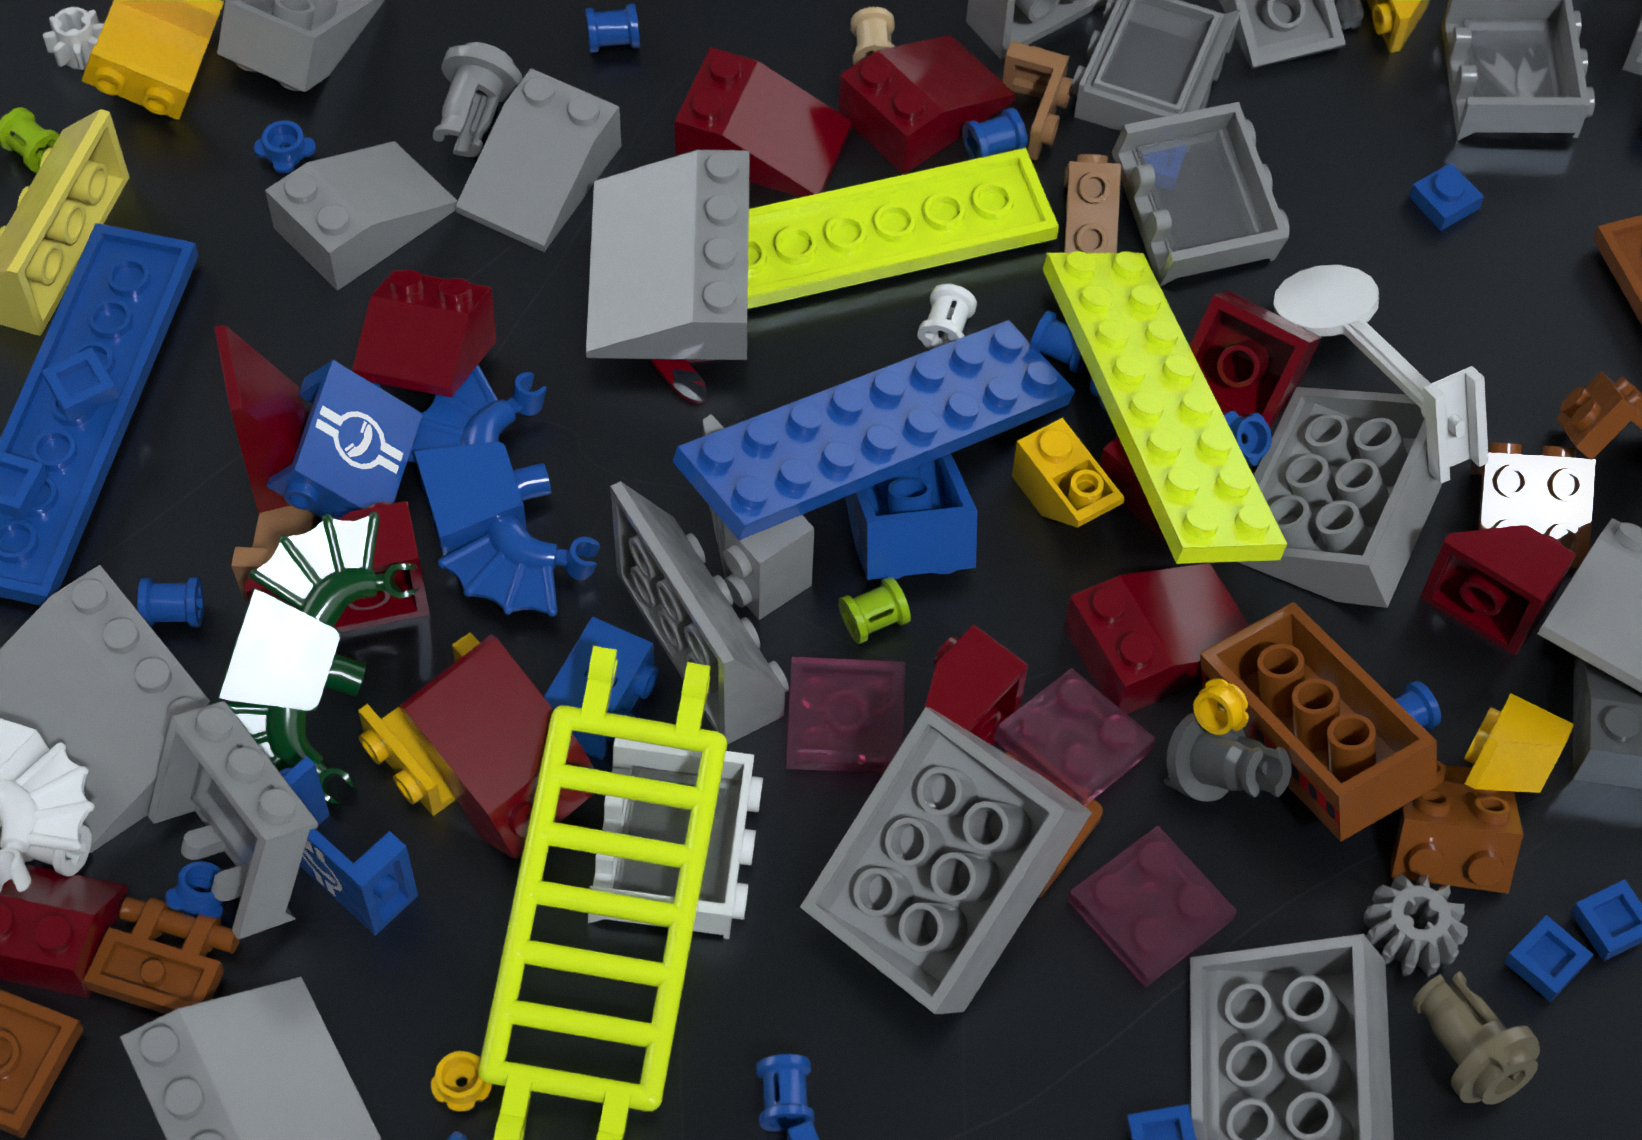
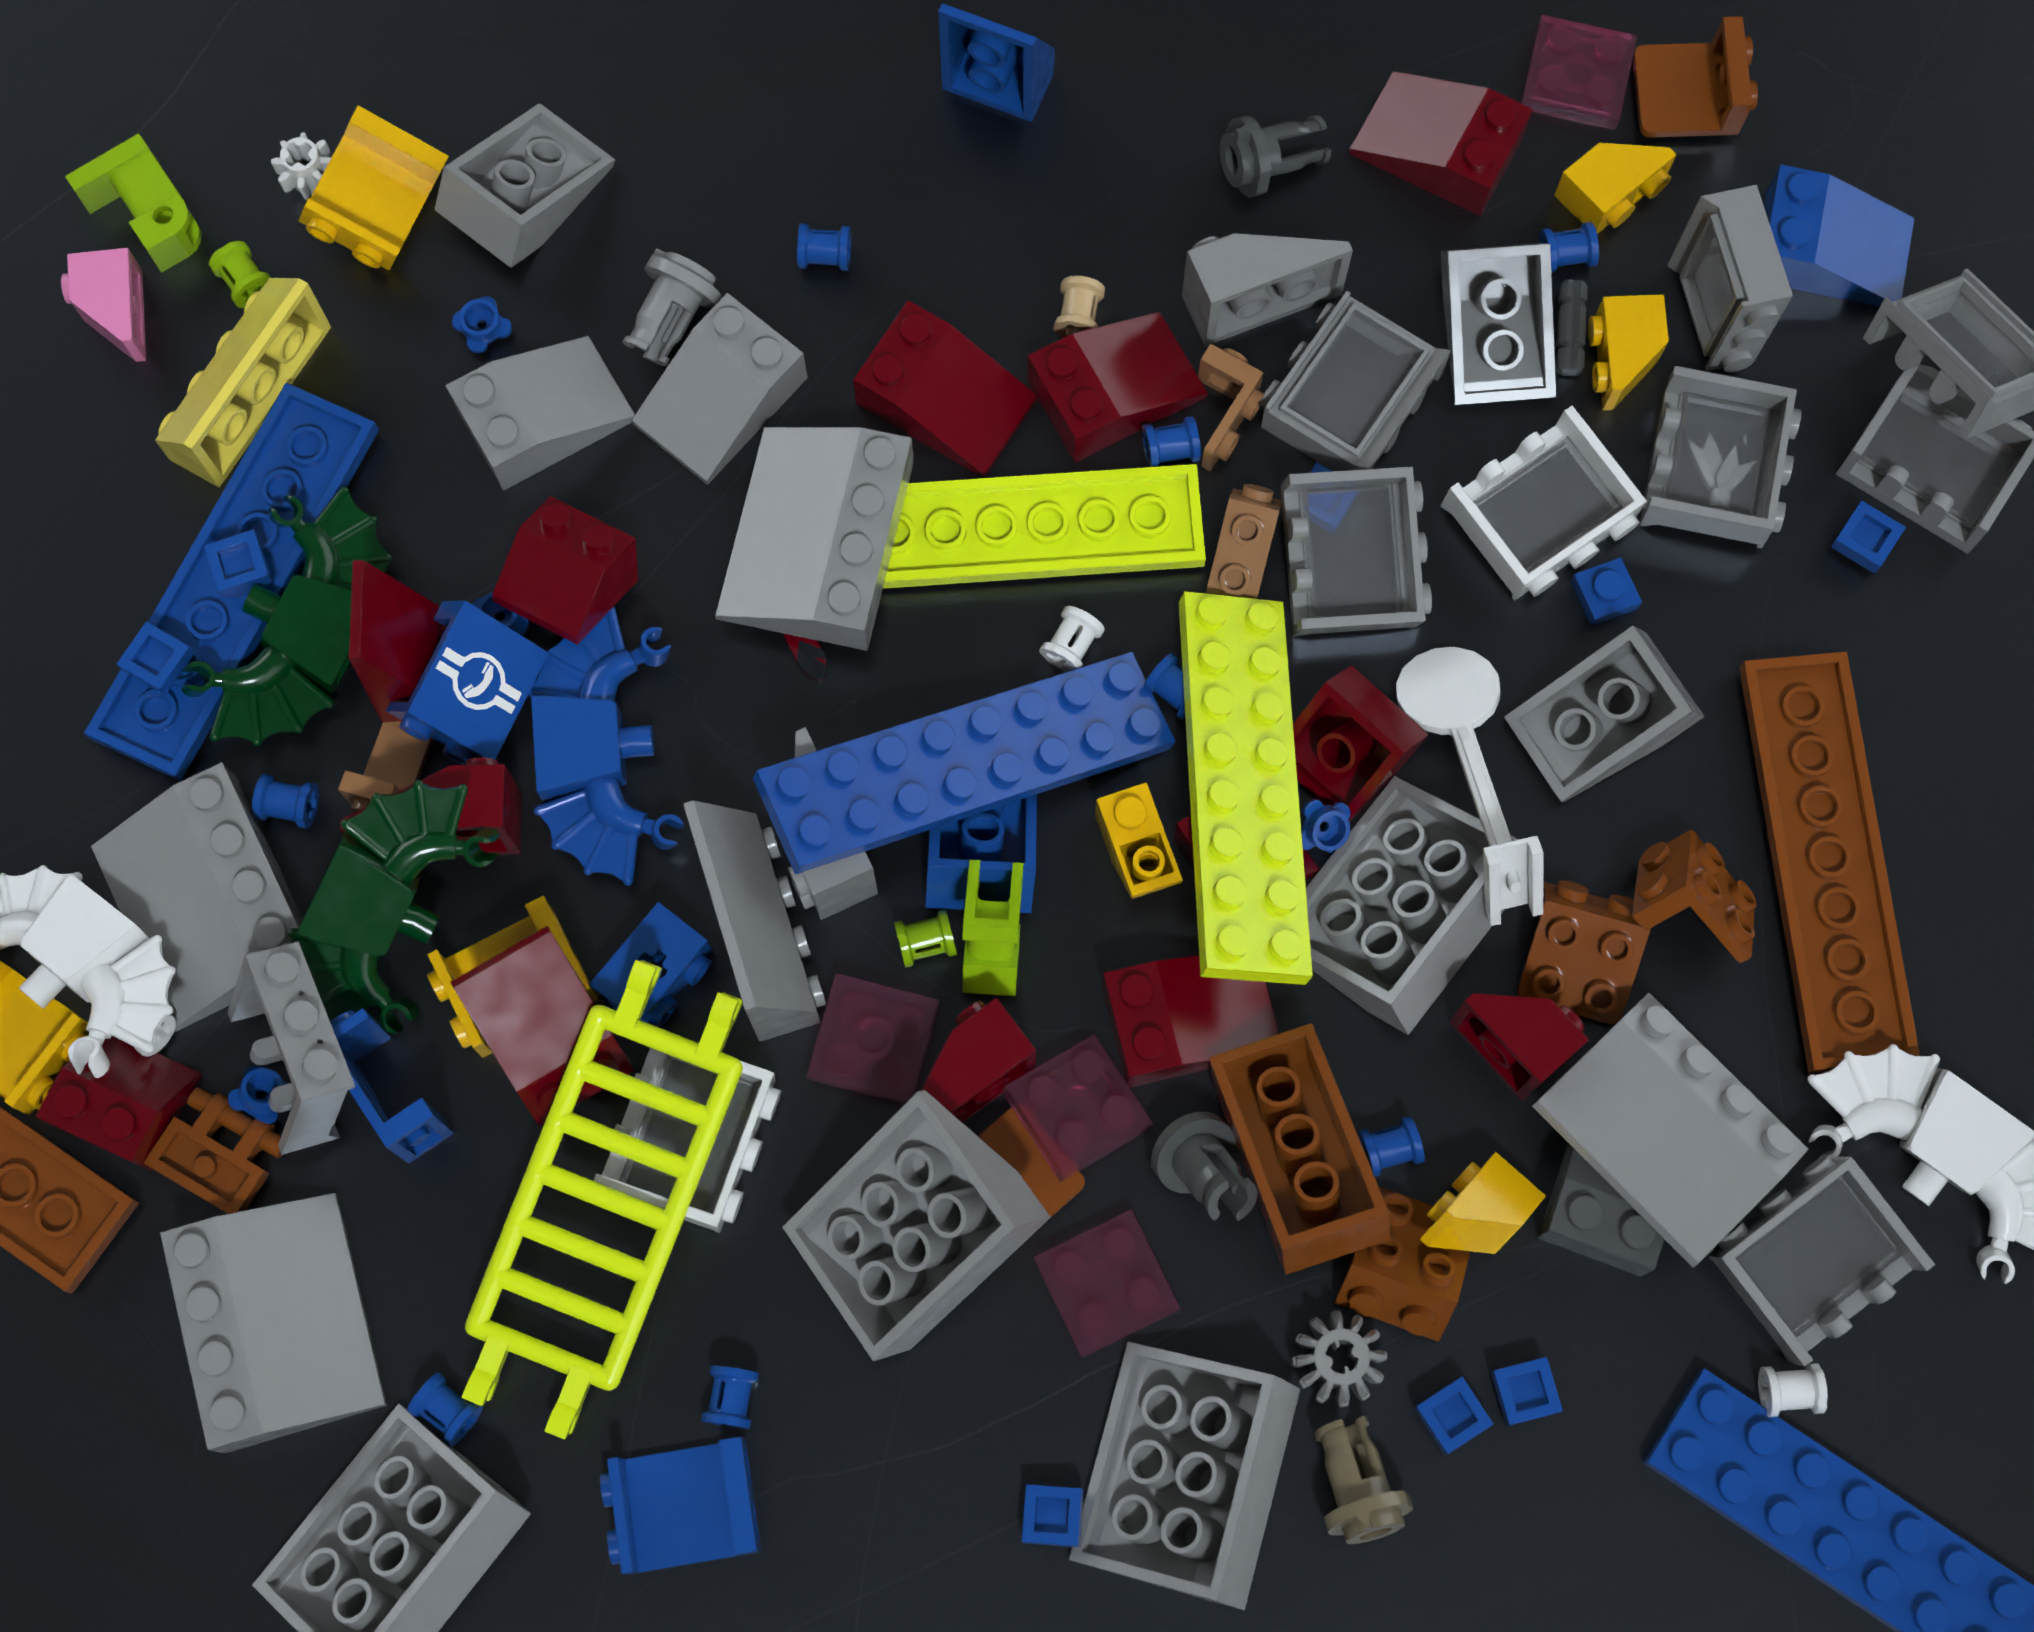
camera: 15 degrees right, 15 degrees up
(164, 436) = (304, 628): none -> dark green torso
(447, 1072) = (438, 1322): yellow plate -> none
(944, 578) = (991, 937): none -> lime piece
(1221, 707) = (1208, 1123): yellow plate -> none
(1368, 129) = (1546, 505): none -> window
(1483, 291) = (1604, 714): none -> light grey slope

